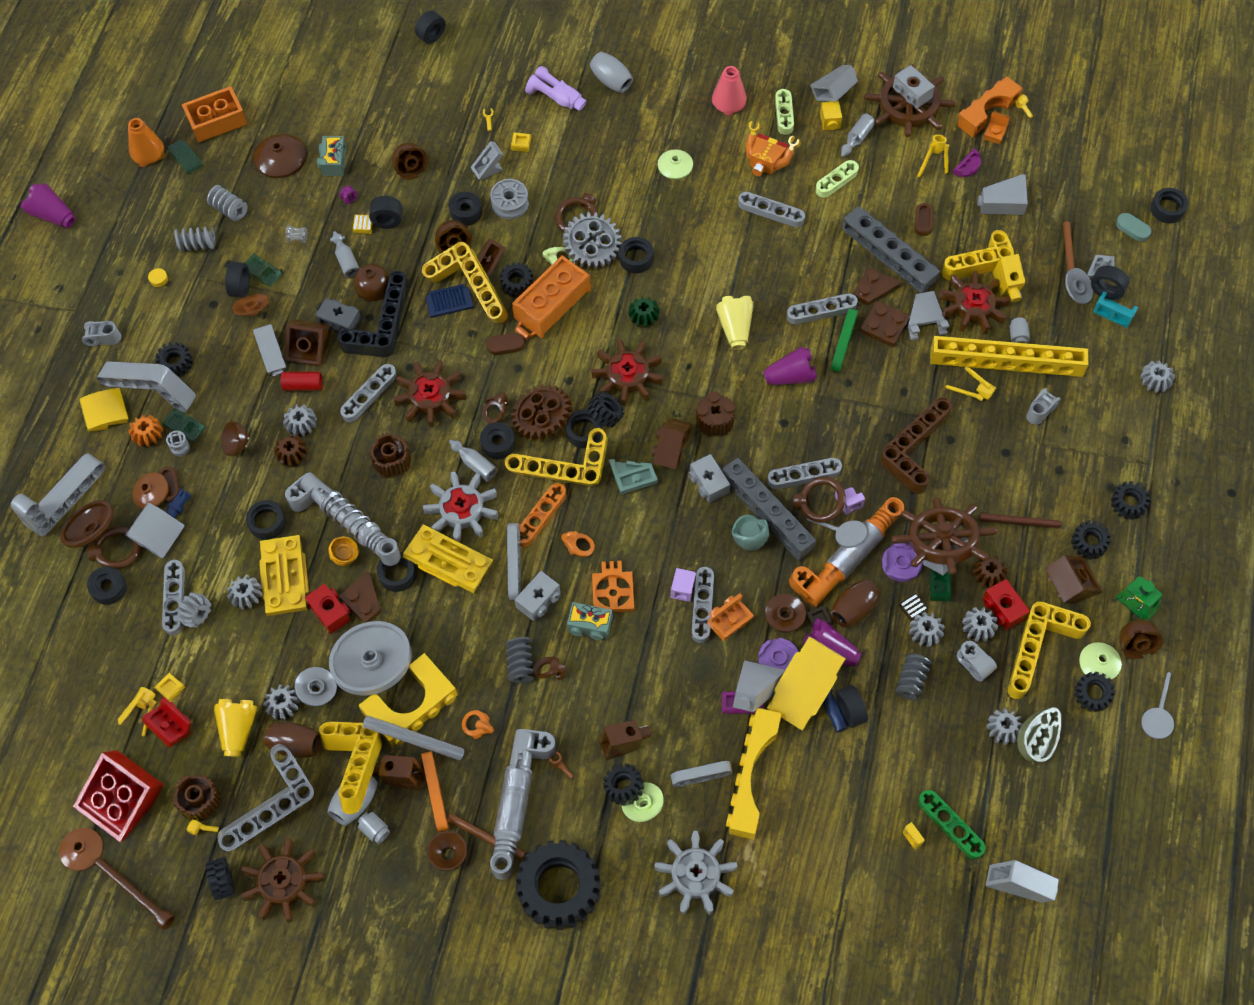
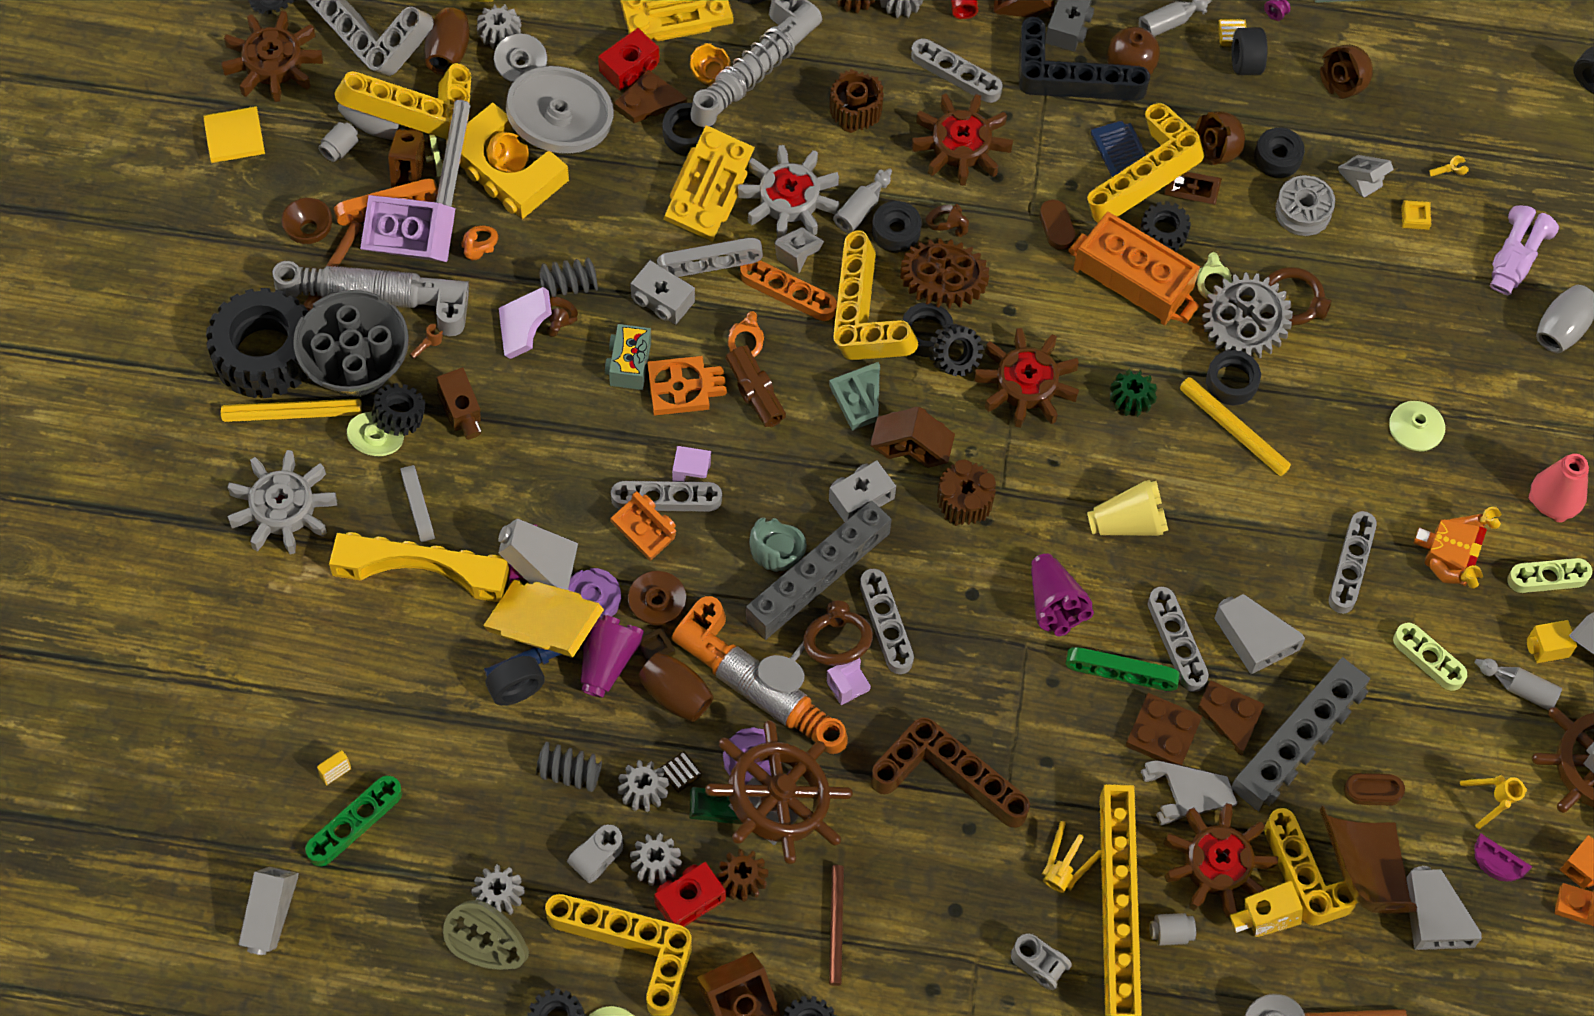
camera: 80 degrees right, 0 degrees up
(353, 912) = (234, 134): none -> yellow slope
(404, 698) = (507, 153): none -> light orange hair
(405, 751) = (435, 155): none -> yellowish green piece
(465, 773) = (408, 228): none -> lavender slope
(511, 503) = (795, 248): none -> light grey slope
(553, 693) = (521, 319): none -> lavender tile
(581, 803) = (351, 342): none -> dark grey cone
(613, 868) = (291, 410): none -> yellow axle
(621, 539) = (755, 386): none -> reddish brown piece
(670, 259) = (1235, 426): none -> yellow axle
(821, 265) = (1256, 633): none -> light grey slope
(981, 222) = (1371, 863): none -> reddish brown piece

